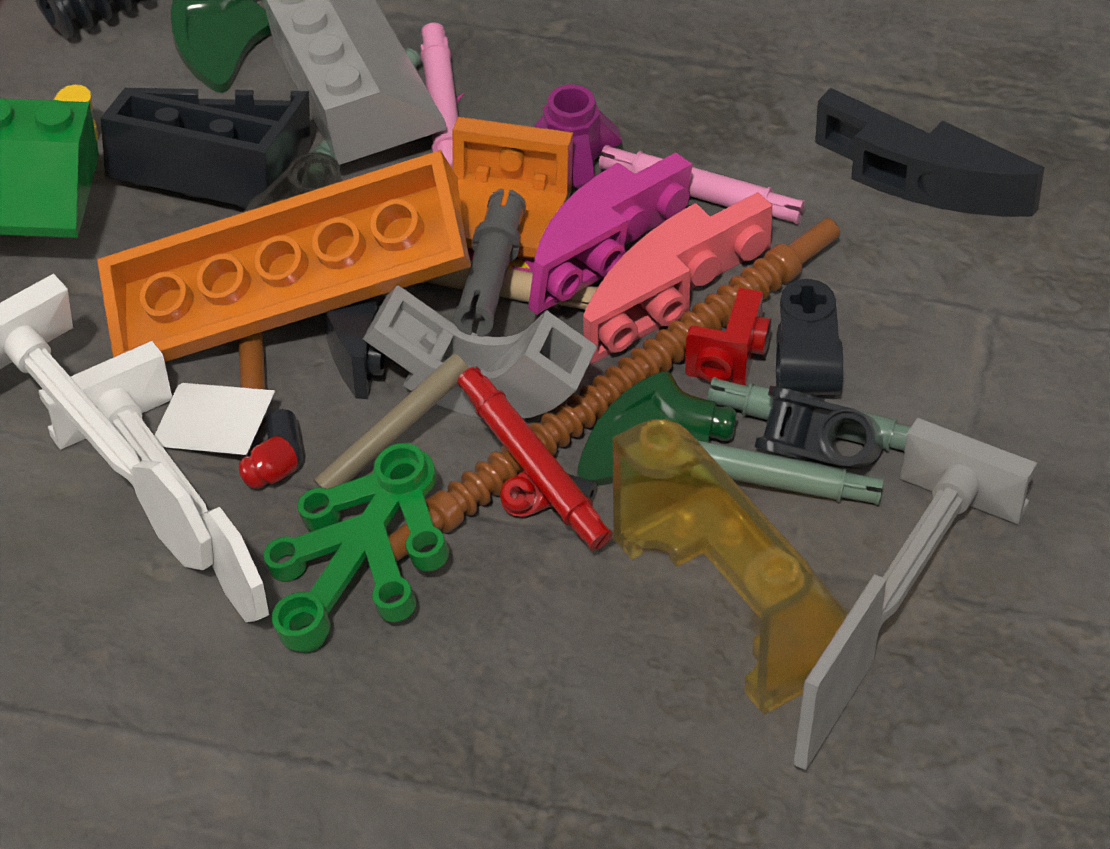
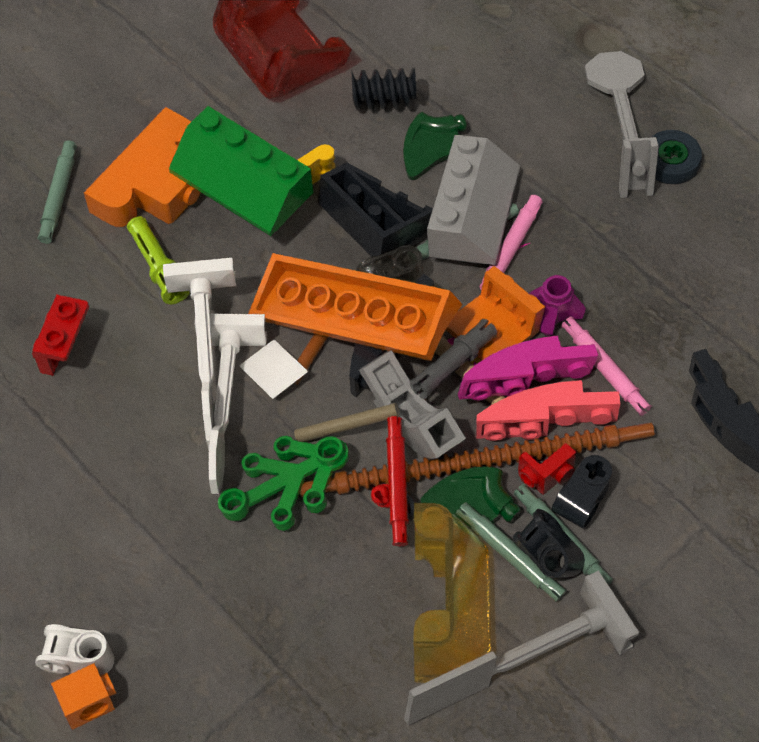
camera: 35 degrees right, 10 degrees up
(277, 455) = (290, 406): red arm -> none

